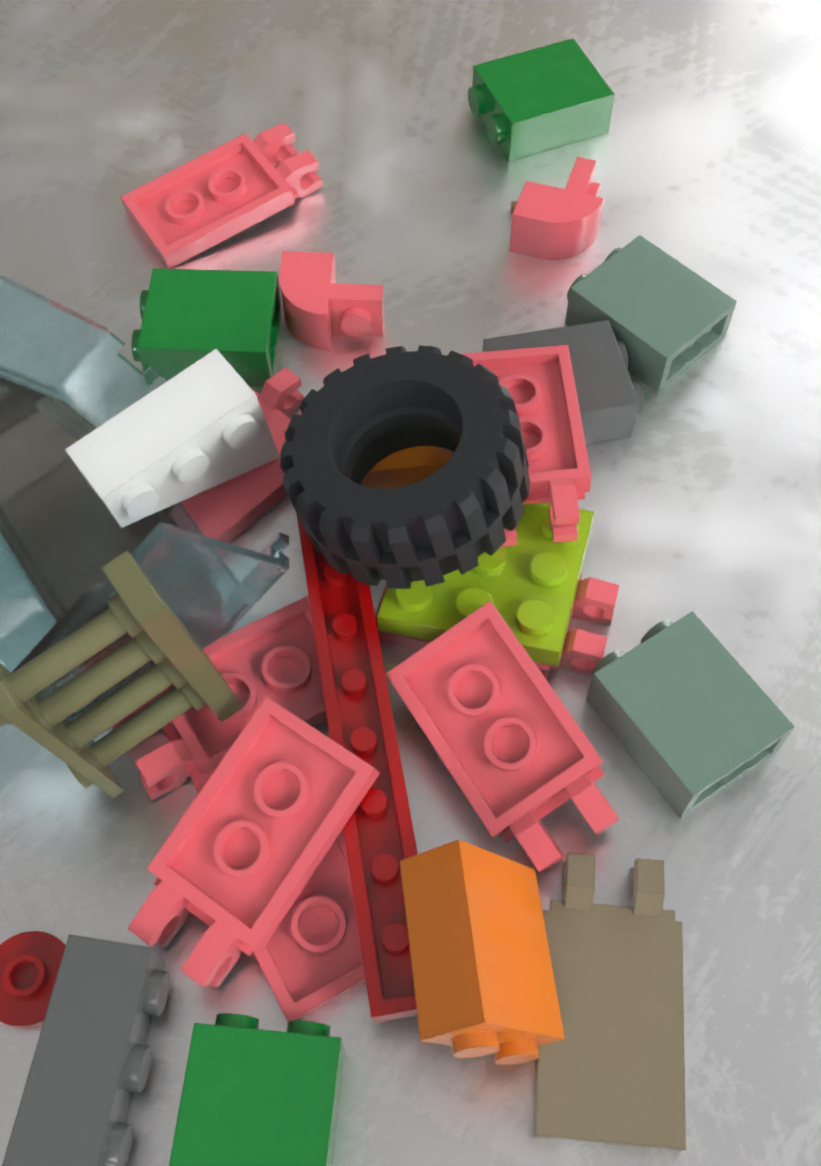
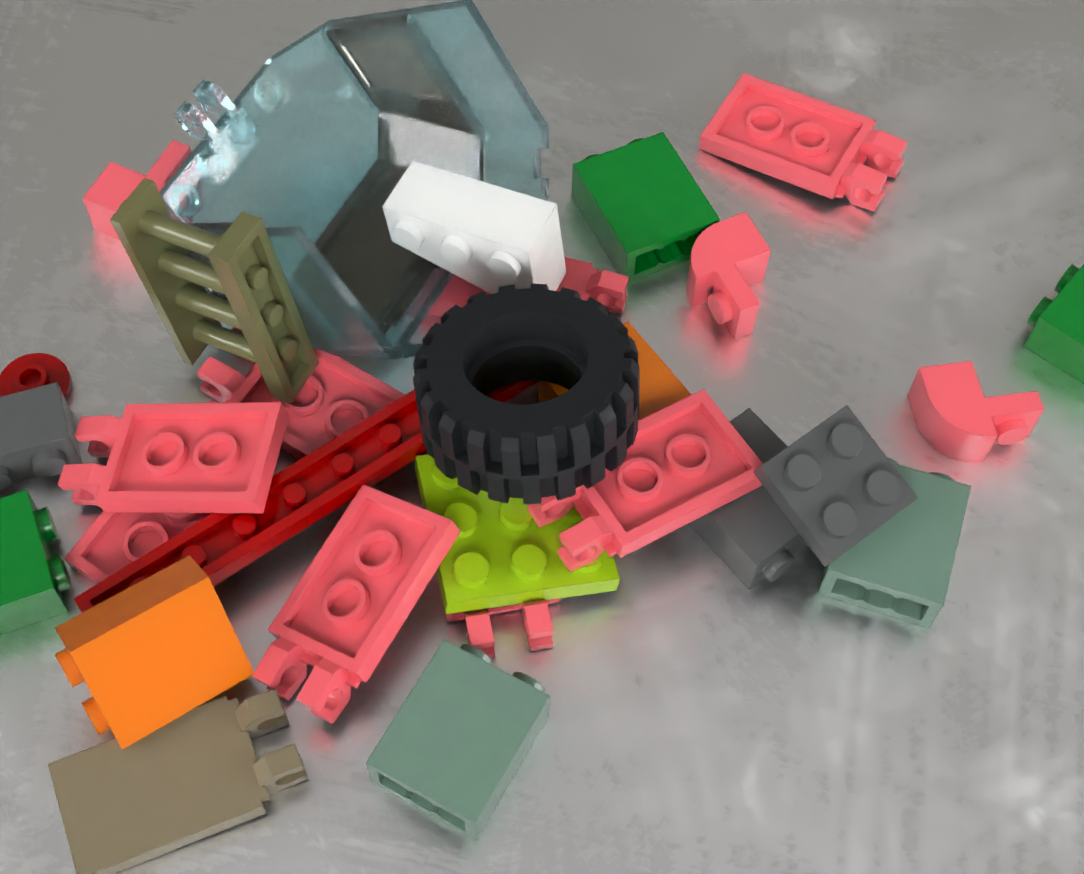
camera: 60 degrees right, 0 degrees up
(605, 308) = (835, 485): none -> dark grey plate

